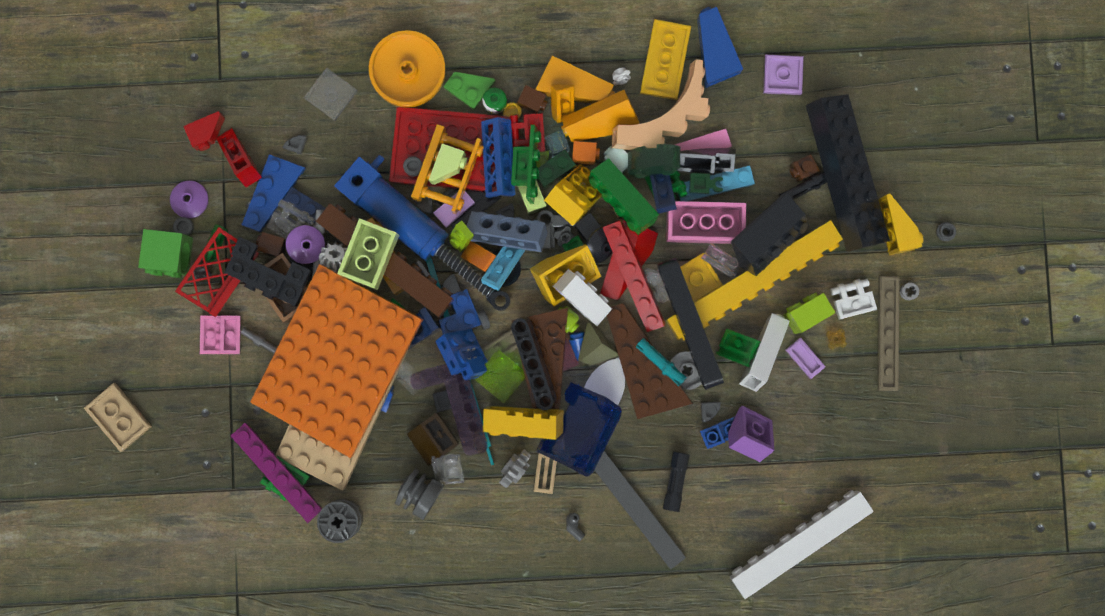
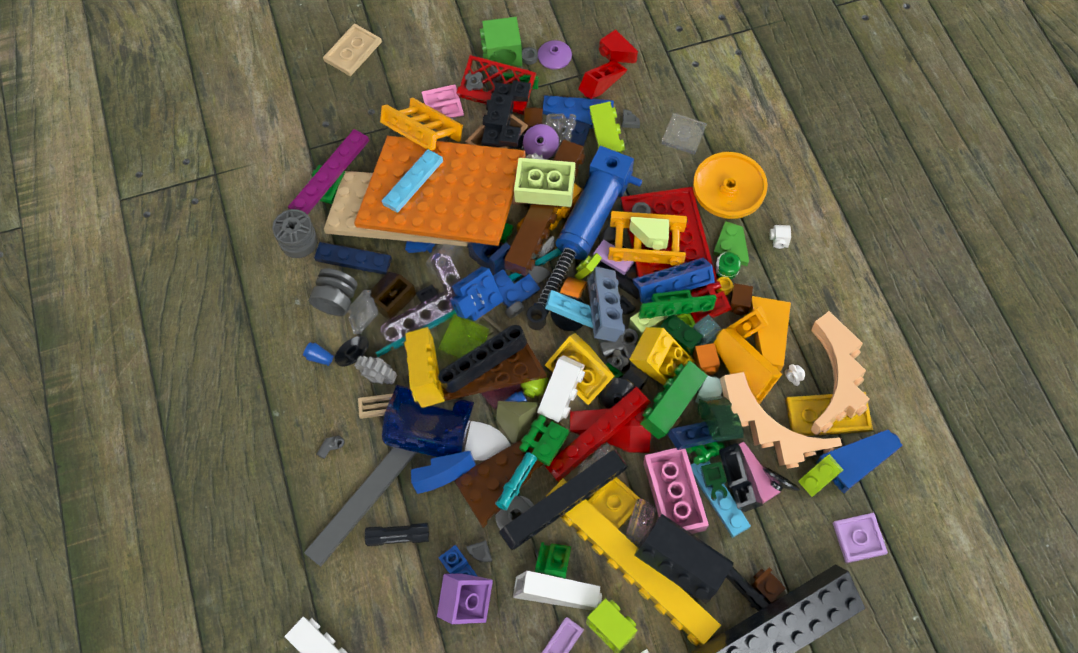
camera: 80 degrees right, 20 degrees down
(205, 290) = (474, 86): none -> dark grey plate
(258, 374) = (417, 132): none -> light orange fence
(308, 172) = (605, 128): none -> lime brick
(321, 387) = (412, 181): none -> medium azure plate
(379, 467) = (353, 258): none -> dark blue plate
(475, 38) = (781, 236): none -> white plate
(478, 521) = (317, 354): none -> blue cone
(485, 487) = (351, 350): none -> black dish
(629, 321) = (550, 442): none -> green plate
(629, 428) = (441, 471): none -> blue slope
(658, 39) = (848, 373): none -> light nougat arch
(719, 125) = (778, 481): none -> black dish
(724, 88) = (820, 475): none -> lime plate

